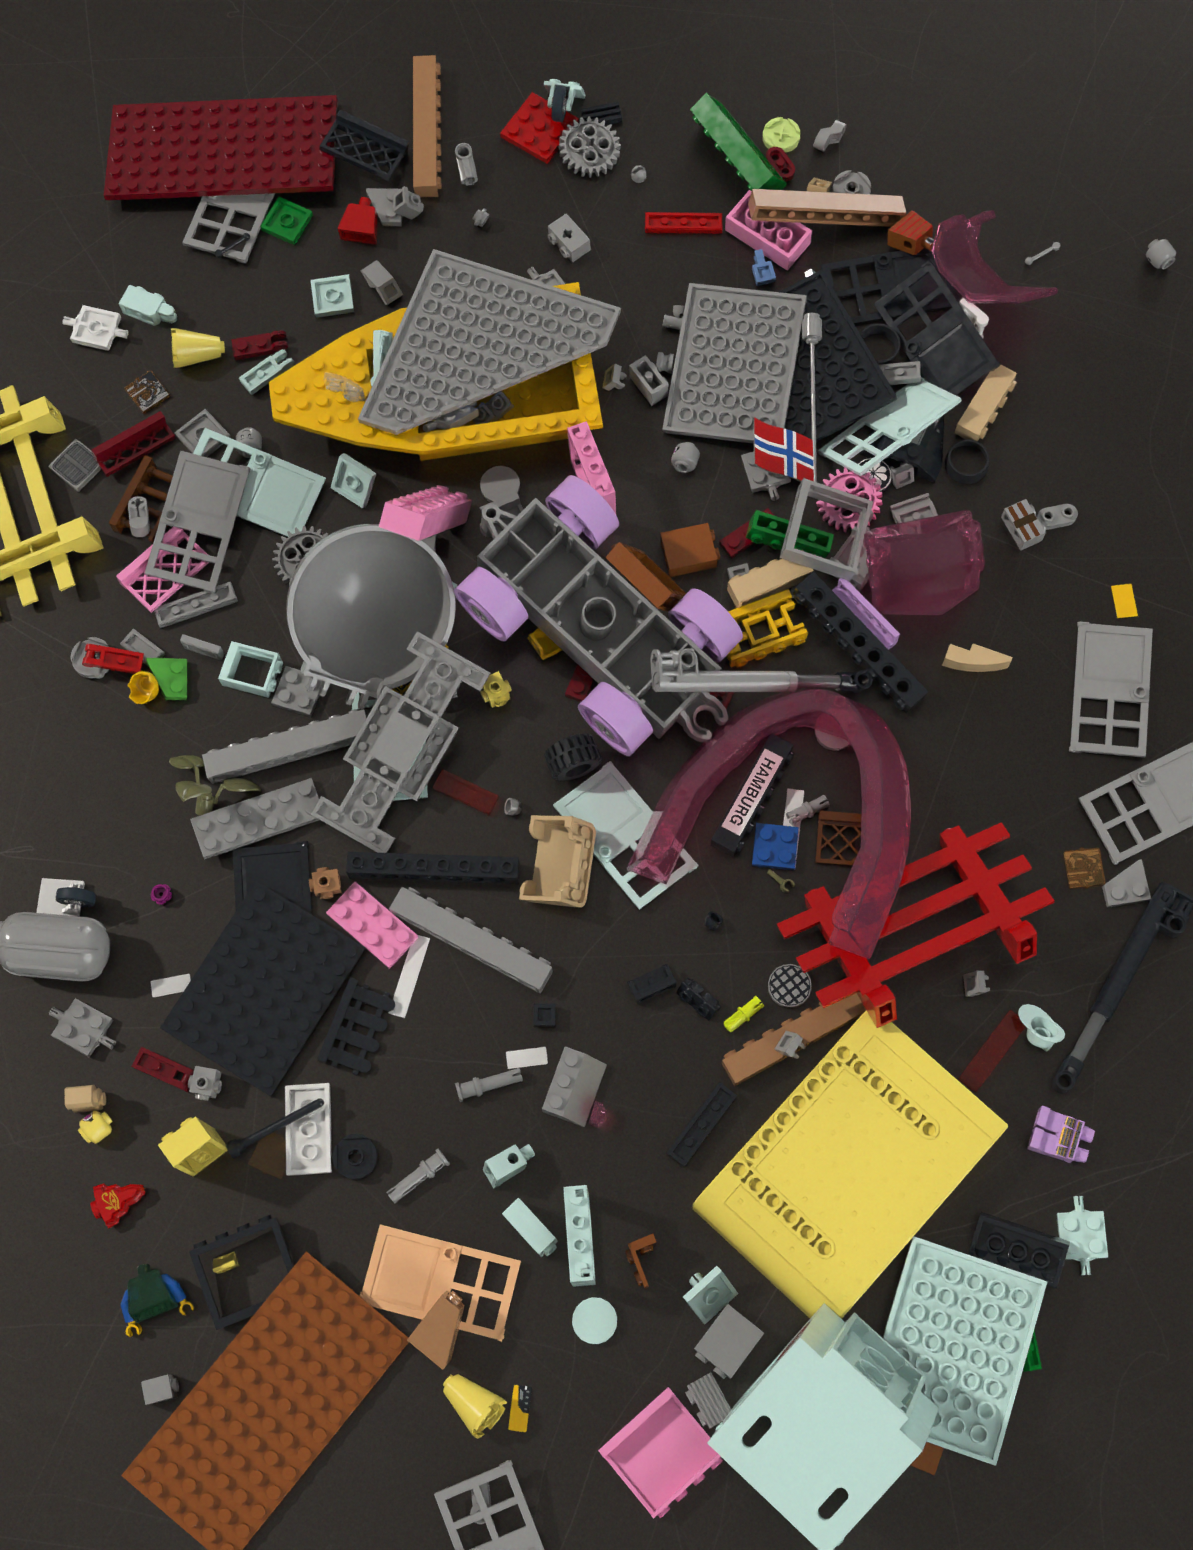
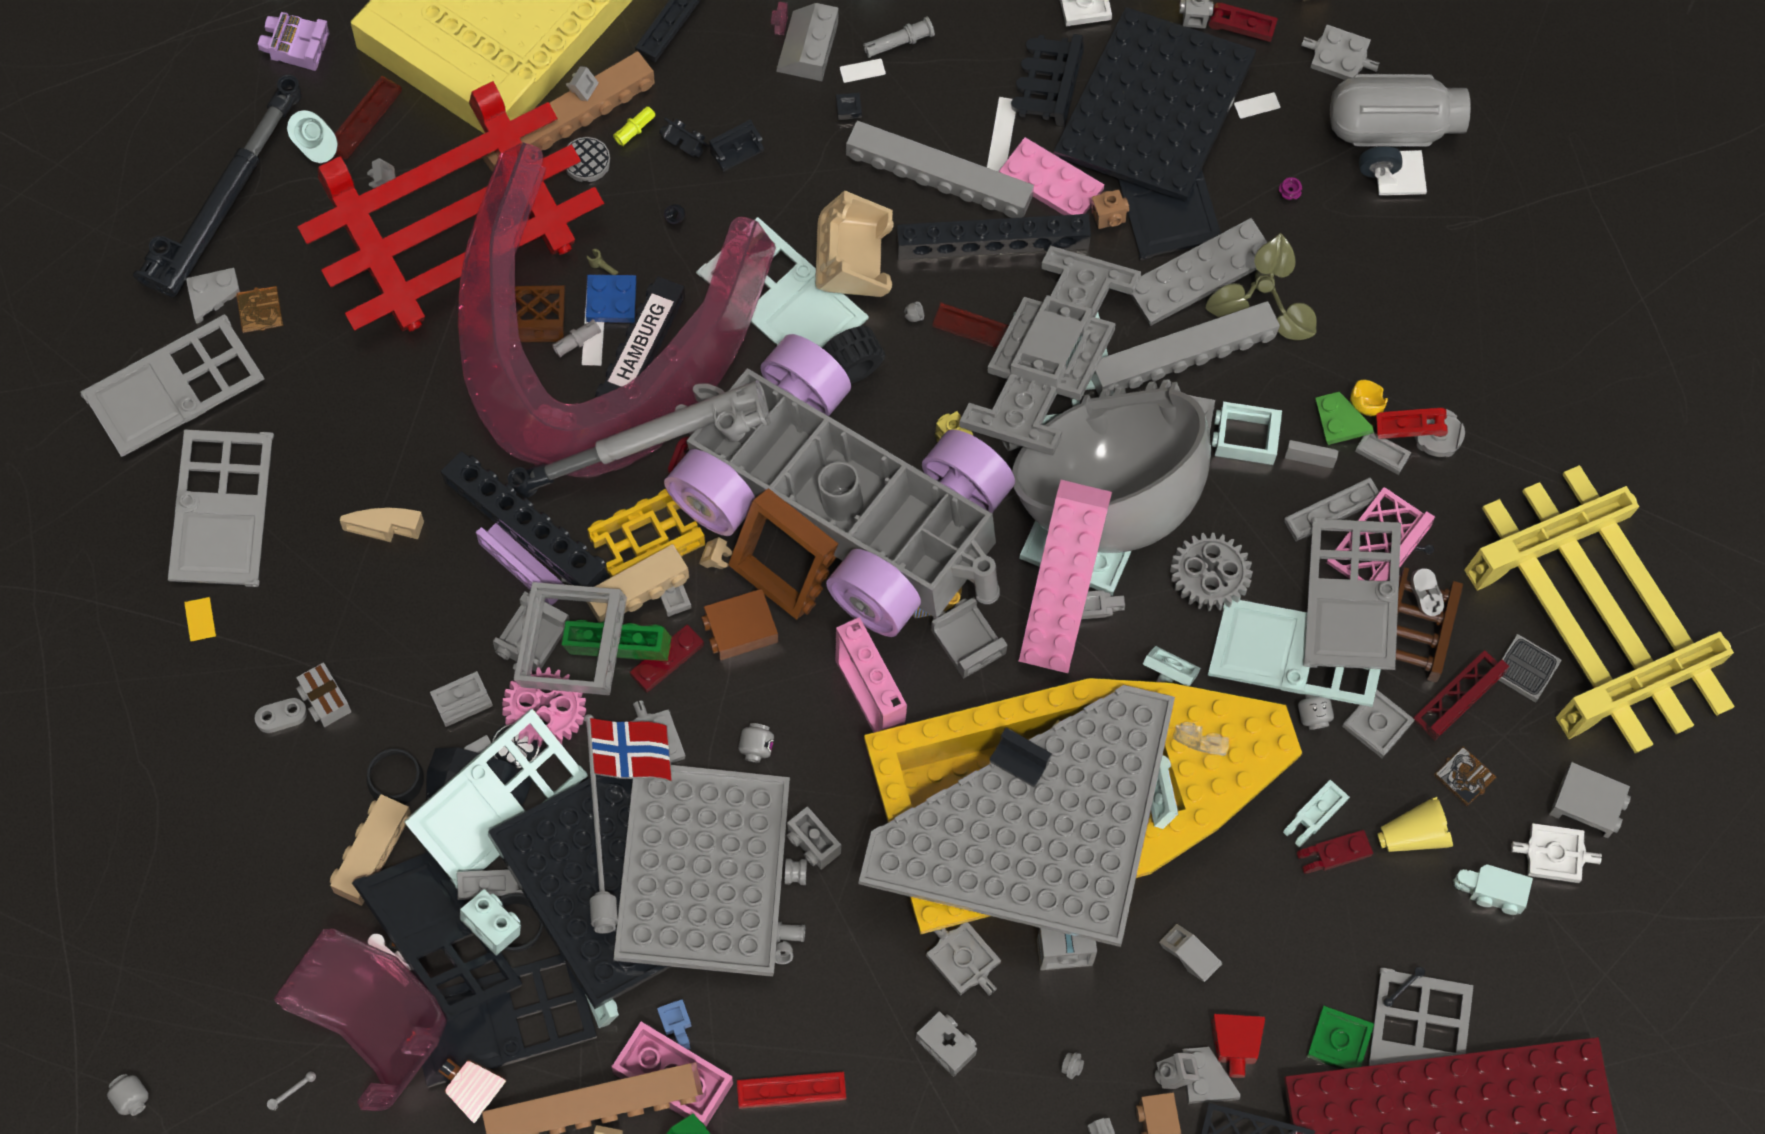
camera: 165 degrees right, 5 degrees down
(59, 359) = (1591, 799): none -> light grey panel
(332, 296) = (1253, 932): light aqua tile -> none
(485, 379) = (1020, 757): none -> black panel
(499, 482) = (986, 686): light grey tile -> none
(612, 378) = (859, 840): light grey tile -> none
(896, 335) = (490, 921): none -> light aqua brick
(924, 564) = (445, 607): clear pink windscreen -> none

